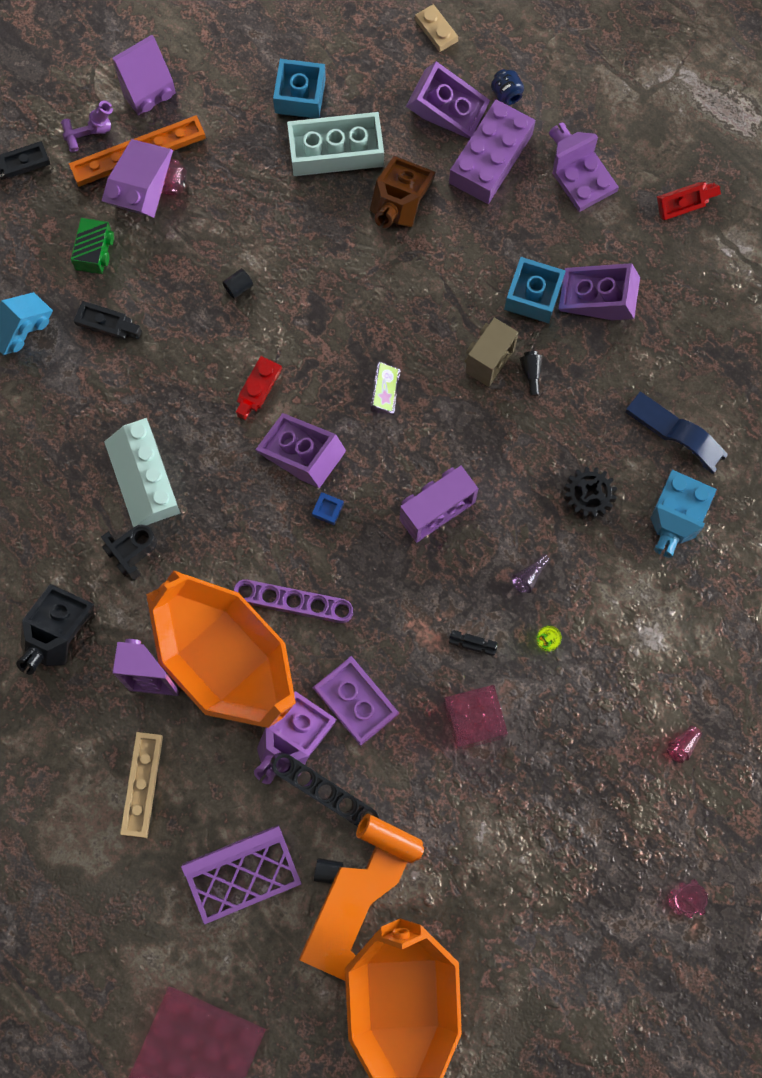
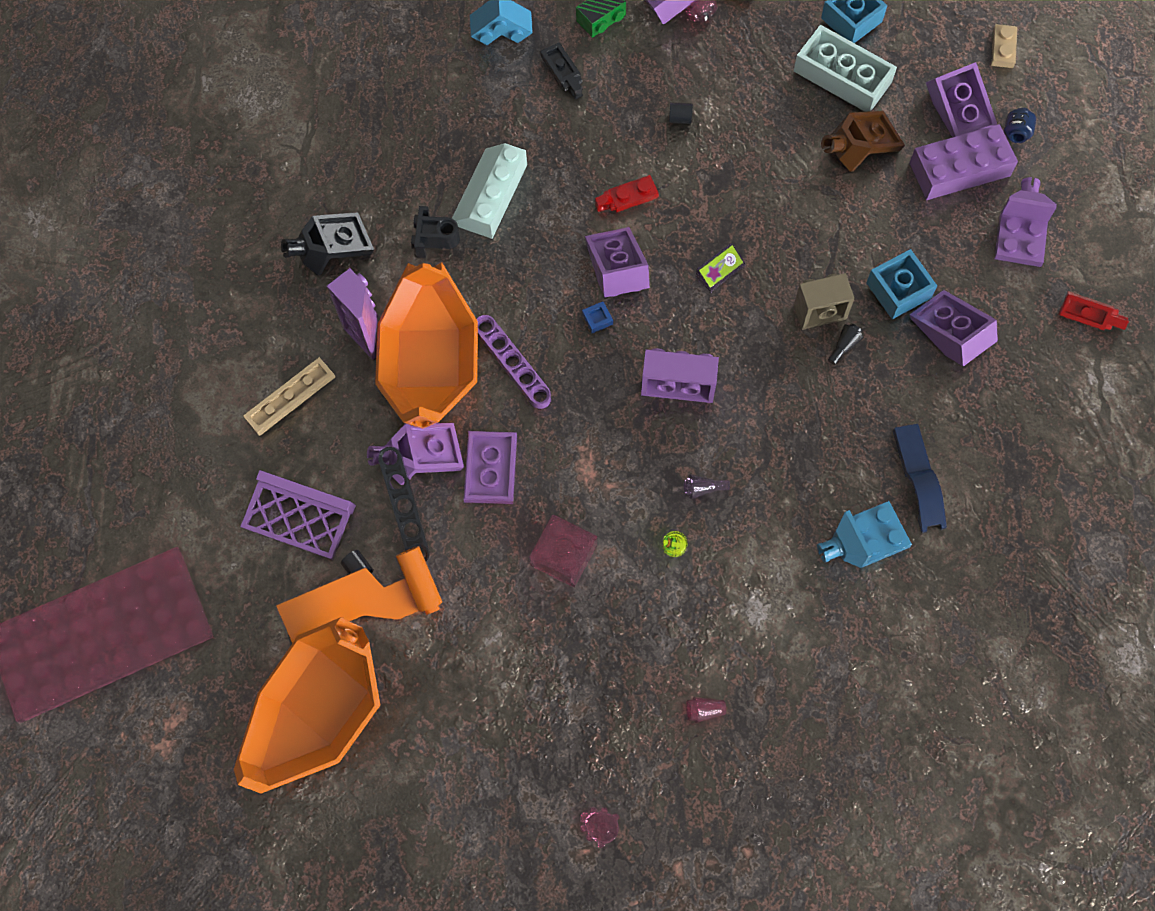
camera: 45 degrees right, 5 degrees down
(473, 642) = (614, 498): black axle -> none
(597, 499) = (813, 457): black gear -> none

